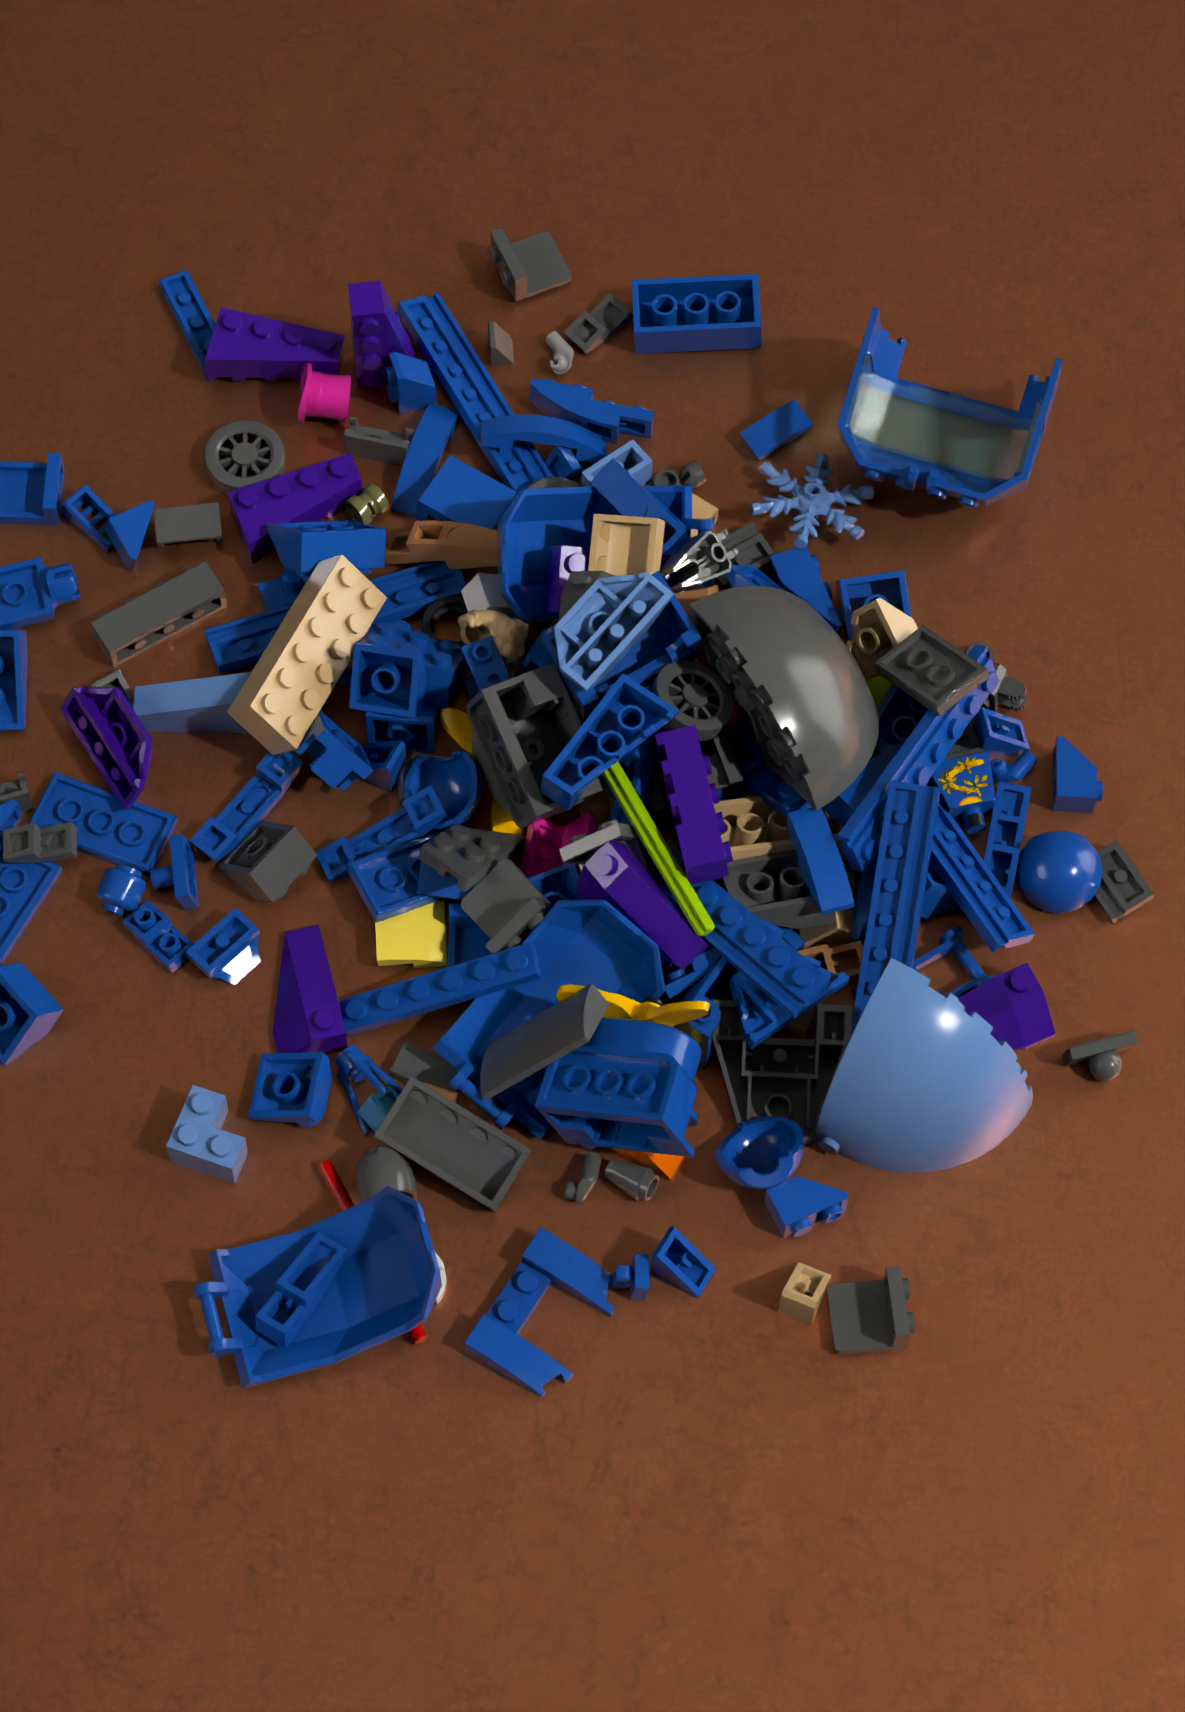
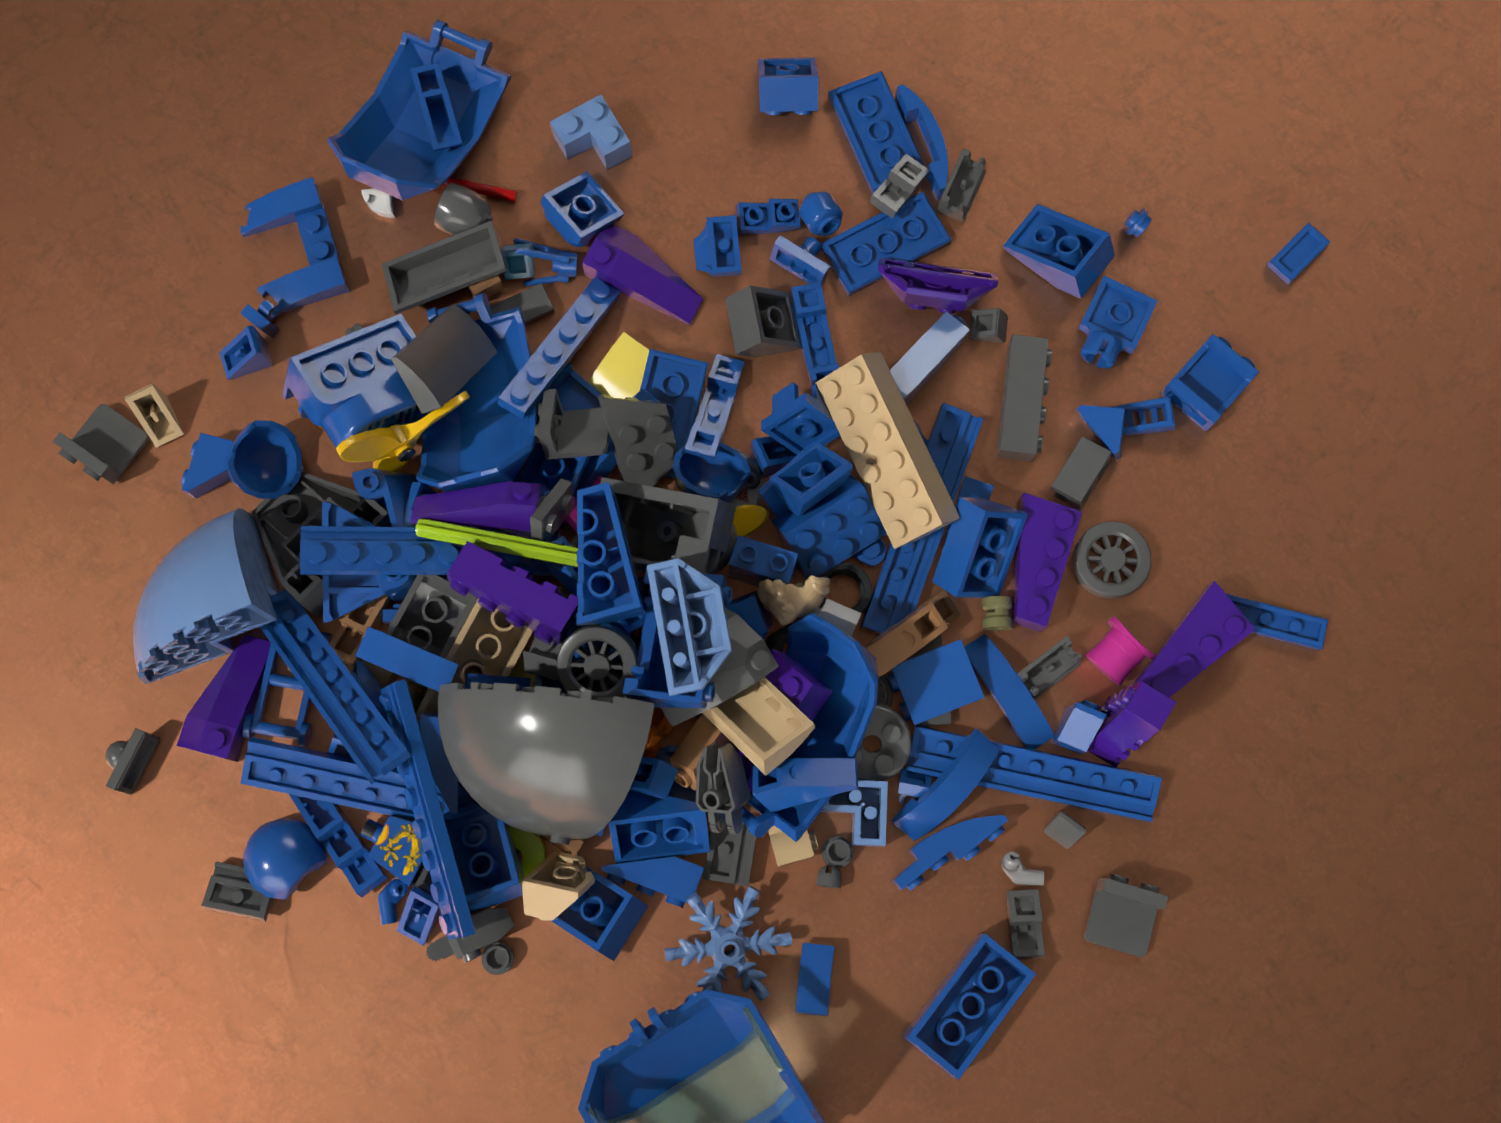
camera: 130 degrees right, 15 degrees up
(931, 670) = (482, 878): dark grey tile -> none
(1074, 779) = (339, 933): blue slope -> none

